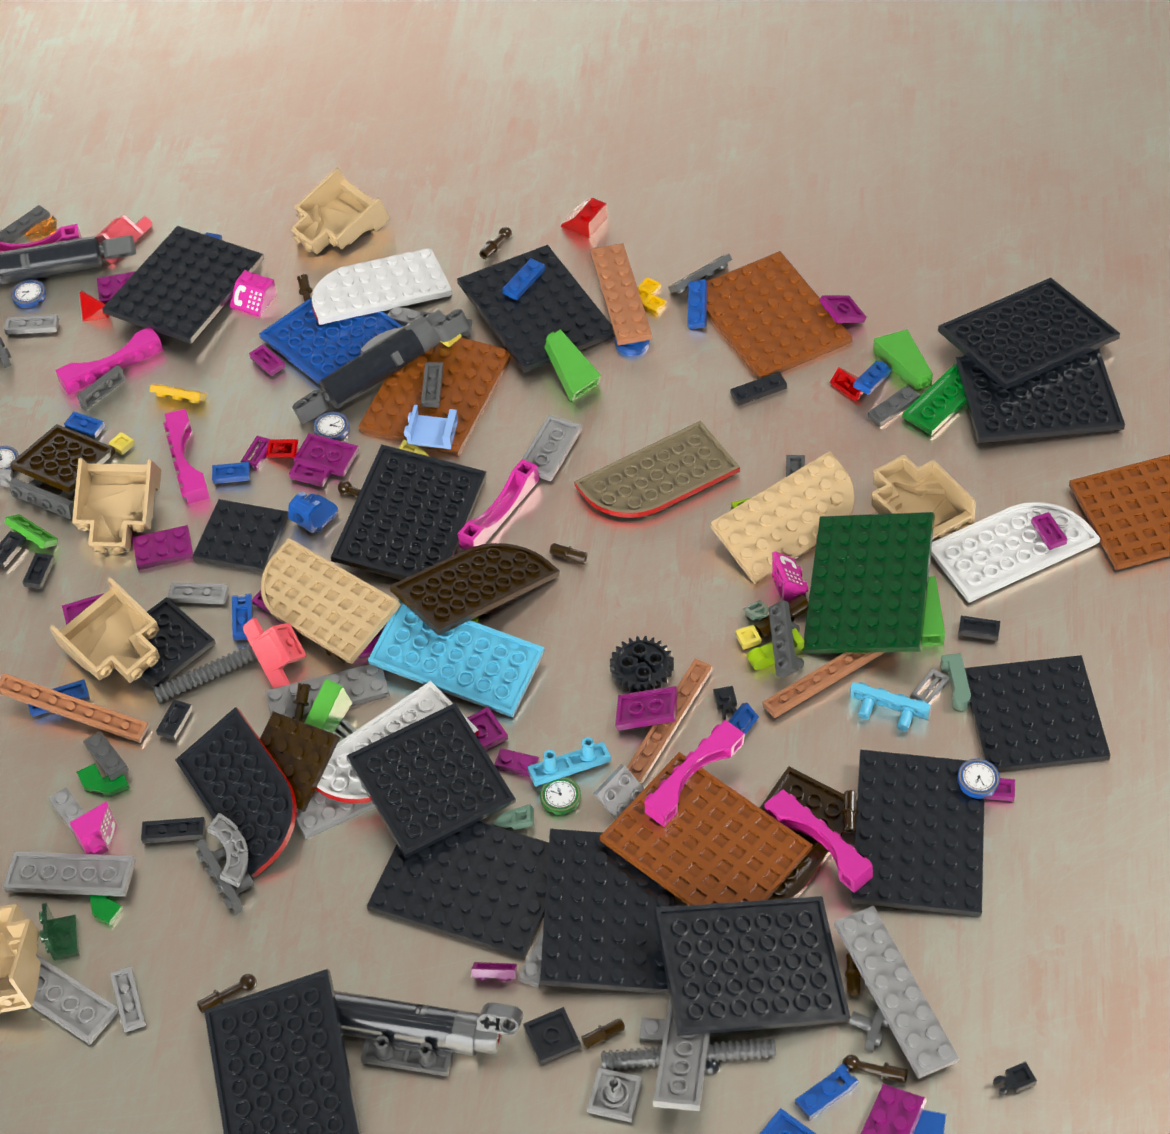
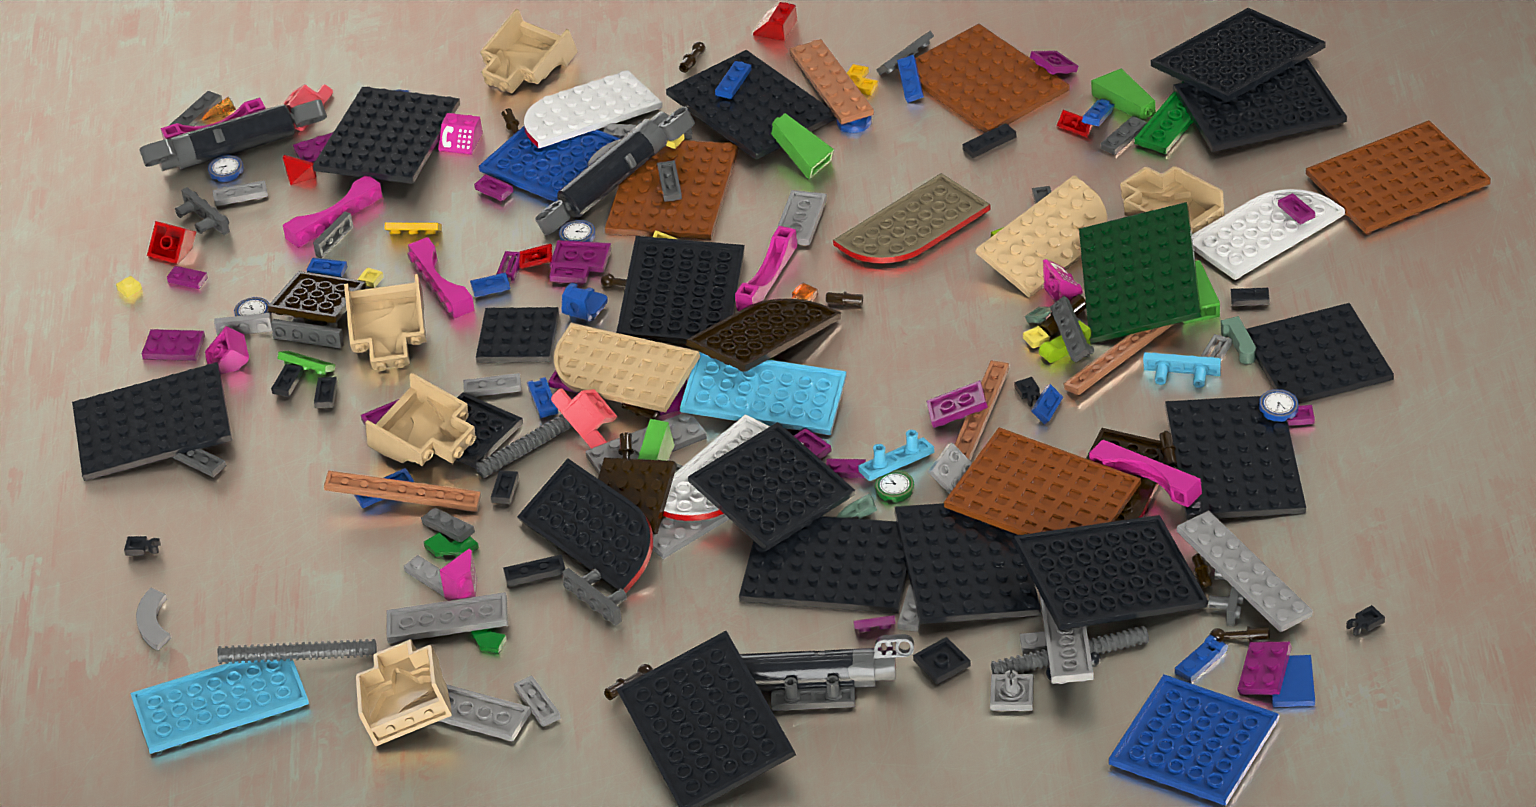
camera: 10 degrees left, 10 degrees down
(59, 934) = (456, 664): clear green bracket -> none
(162, 547) = (442, 355): magenta plate -> none
(235, 849) = (601, 569): light grey tile -> none
(430, 430) = (681, 218): light blue panel -> none
(531, 539) = (805, 292): none -> clear orange plate
(602, 1033) = (987, 651): dark brown axle -> none
(642, 669) = (941, 372): black gear -> none
(721, 744) = (1036, 413): dark pink arch -> none

